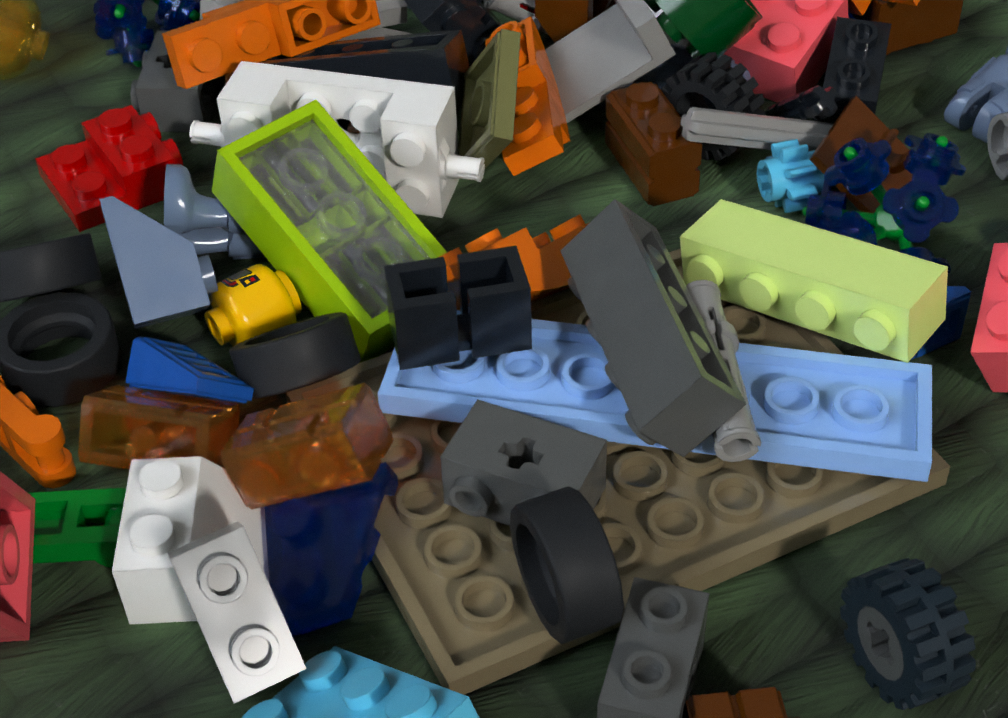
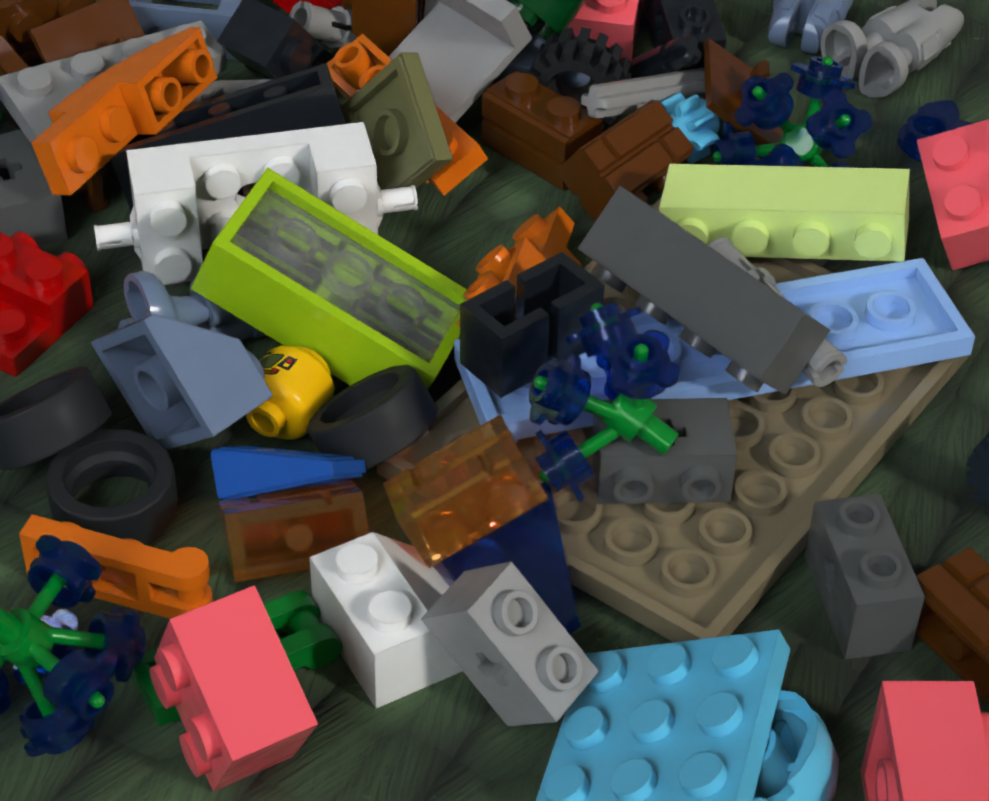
camera: 30 degrees left, 0 degrees up
(469, 381) = (635, 372): none -> clear blue plant
(566, 564) = (789, 485): black tyre -> none
(689, 185) = (626, 155): none -> reddish brown brick

